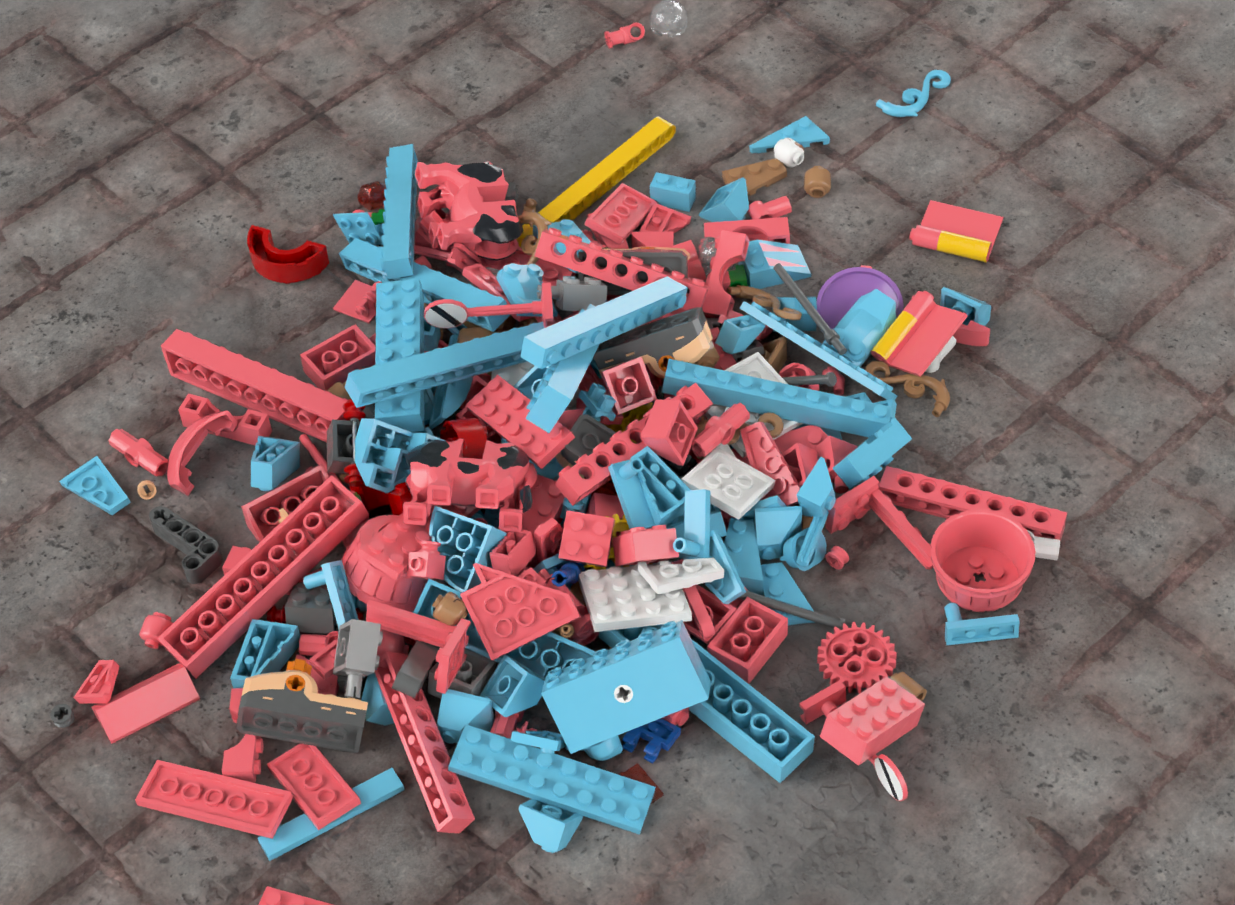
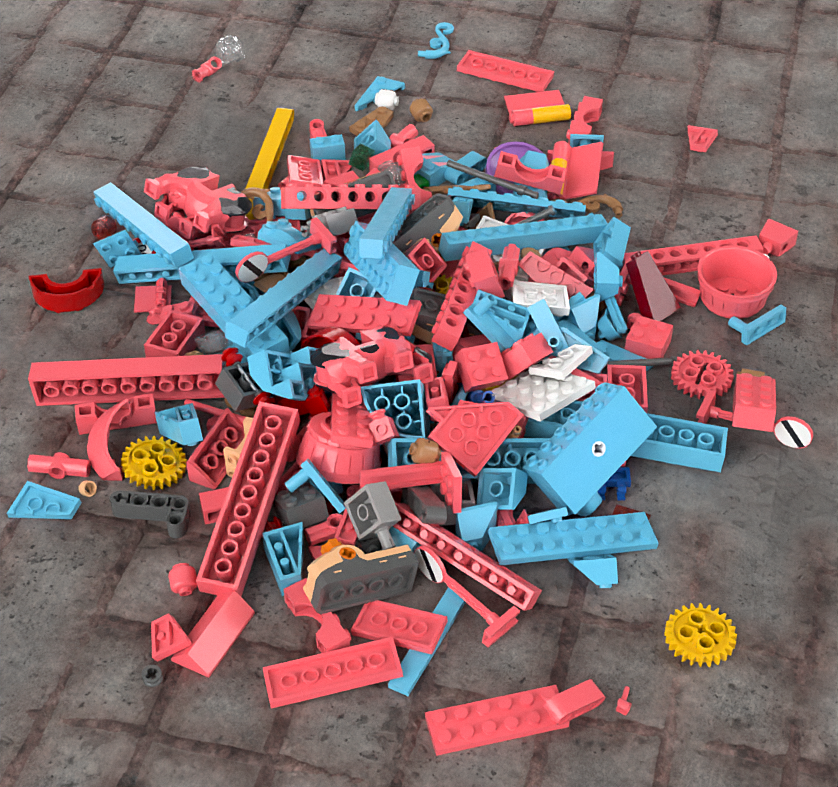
camera: 35 degrees left, 5 degrees down
(201, 490) = (153, 462): none -> yellow gear
(365, 324) = (158, 313): none -> coral hinge
(405, 833) = (434, 570): none -> coral piece
(680, 163) = (317, 128): none -> coral piece
(697, 215) = (360, 157): none -> clear green brick
(807, 277) = (472, 160): none -> medium azure beam
(831, 586) = (649, 338): none -> coral brick
(835, 307) = (513, 170): none -> coral arch
(873, 529) = (650, 288): none -> slope
(960, 167) = (505, 71): none -> coral plate
(1014, 260) = (588, 111): none -> coral arch
(1094, 526) = (777, 238): none -> coral torso
(1122, 353) = (701, 138): none -> coral wing

